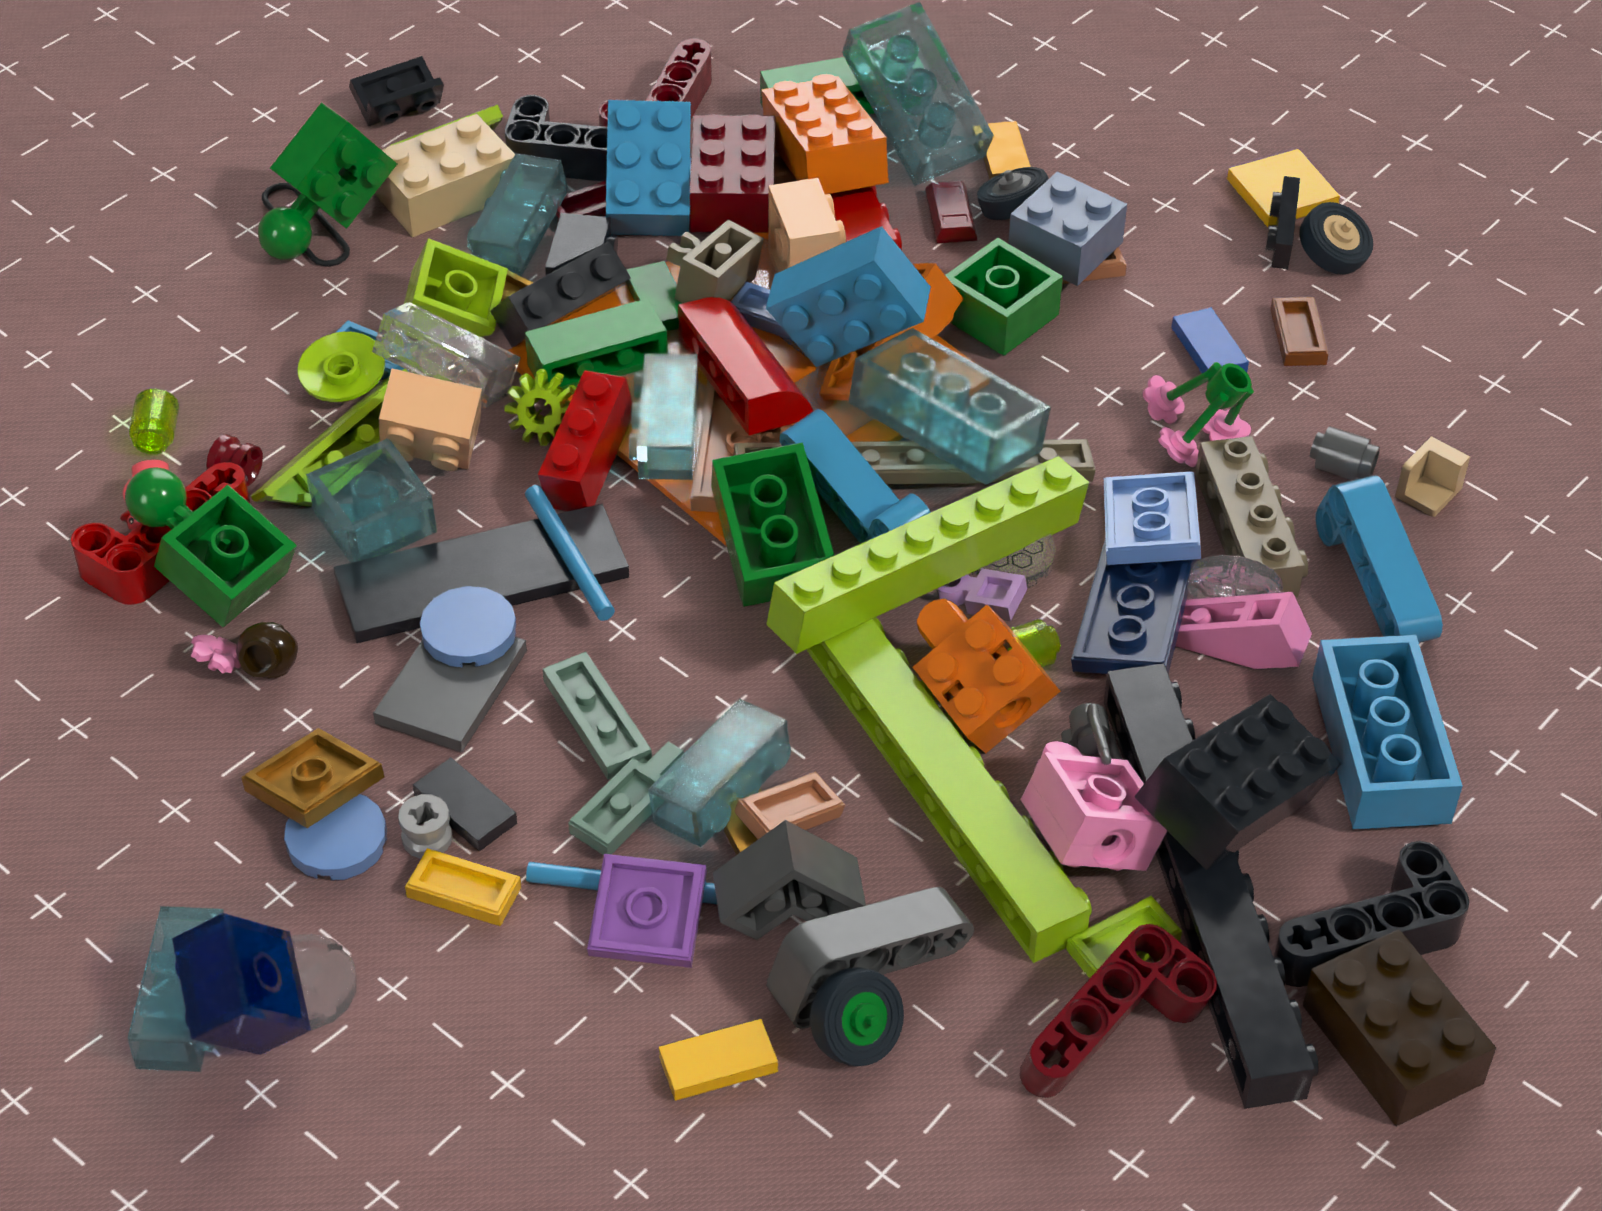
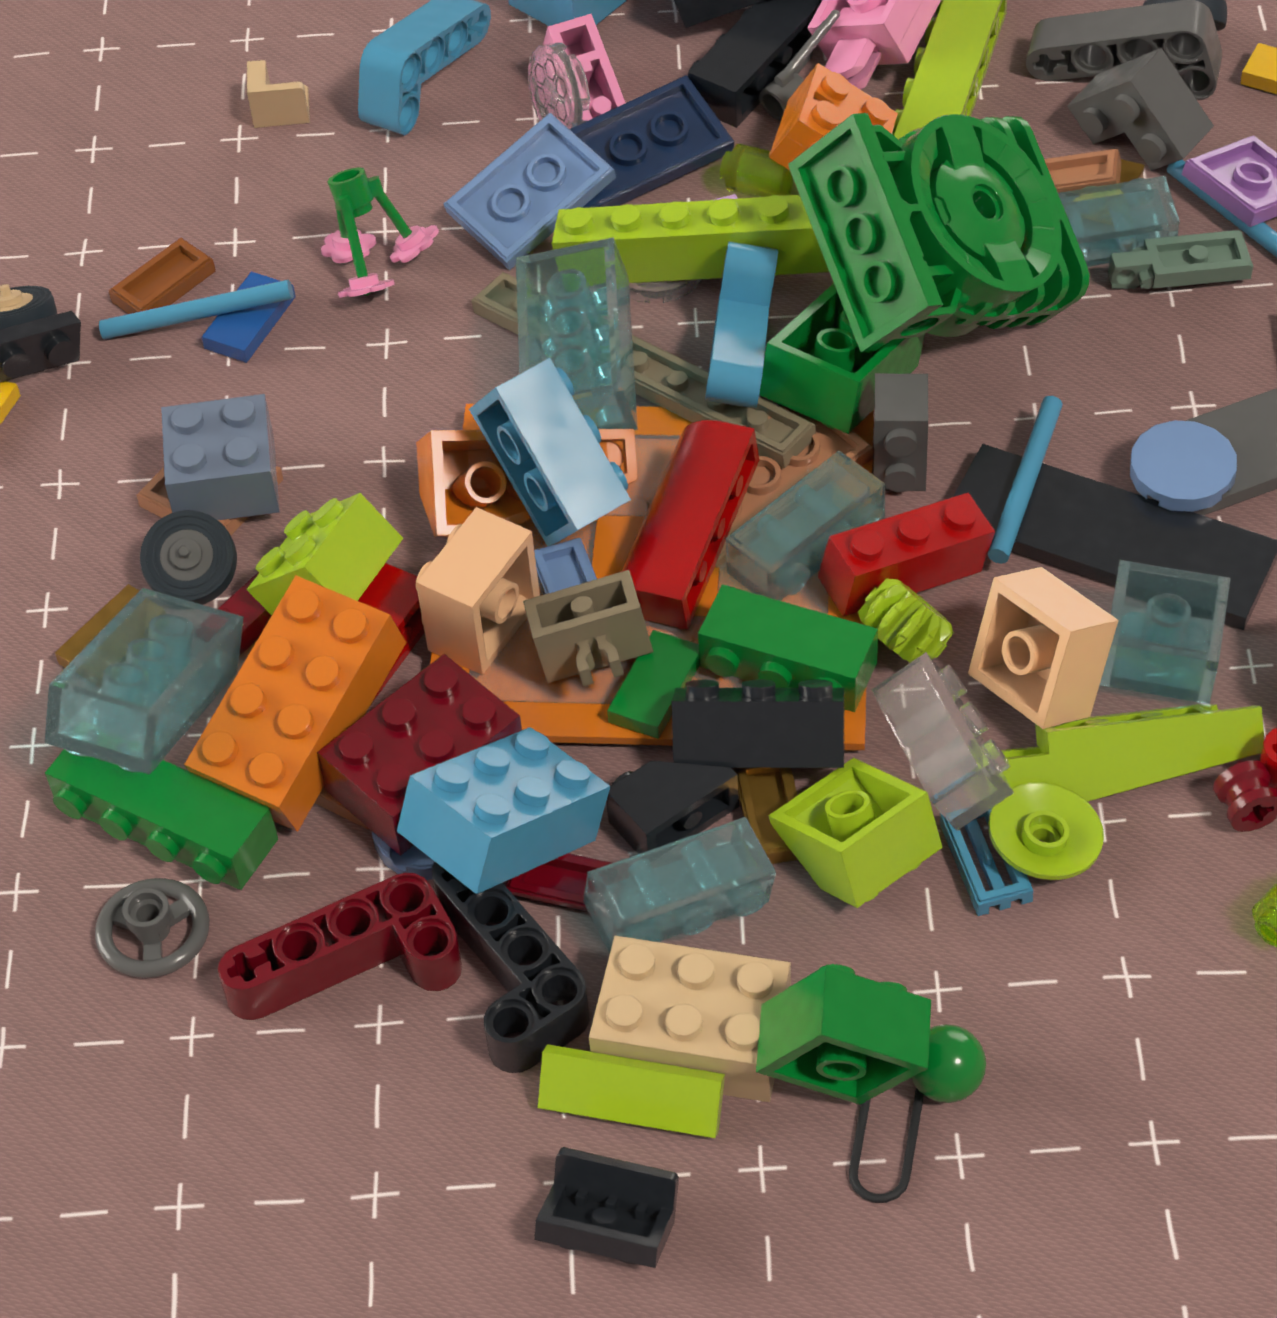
camera: 130 degrees left, 5 degrees up
(595, 713) = (1142, 340): sand green plate -> none
(675, 504) = (901, 431): none -> dark grey brick
(746, 573) = (939, 227): none -> green brick
(776, 54) = (147, 913): none -> dark grey piece
(919, 210) = (333, 547): none -> lime brick
(1004, 296) = (365, 445): green brick -> none
(1236, 314) = (196, 309): none -> dark azure bar
(1249, 508) = (456, 148): dark tan brick -> none
(1344, 454) = (309, 148): dark grey brick -> none

